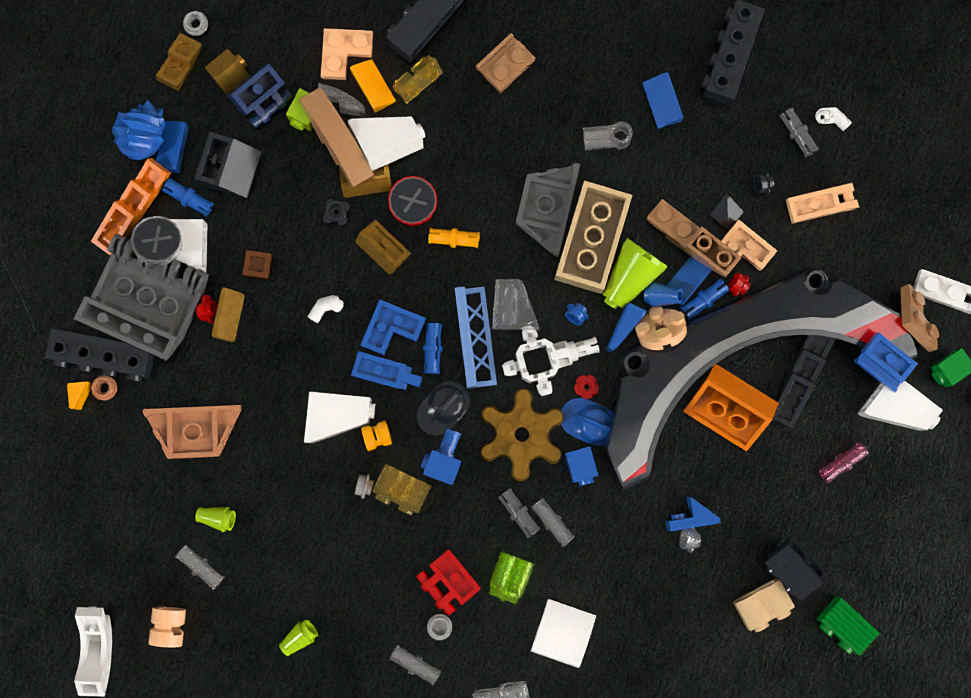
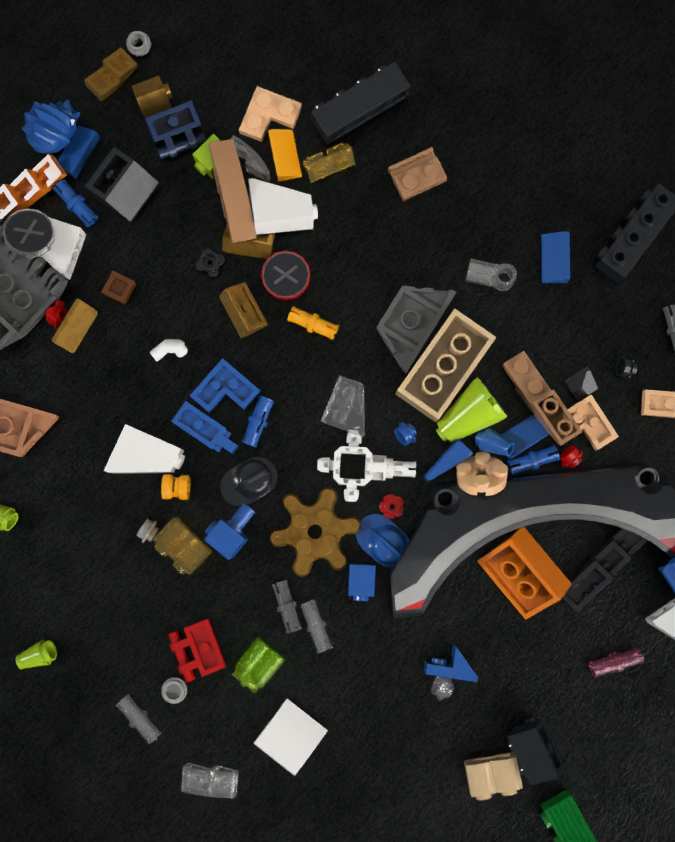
camera: 20 degrees right, 0 degrees up
(466, 332) = (292, 421): medium blue fence -> none

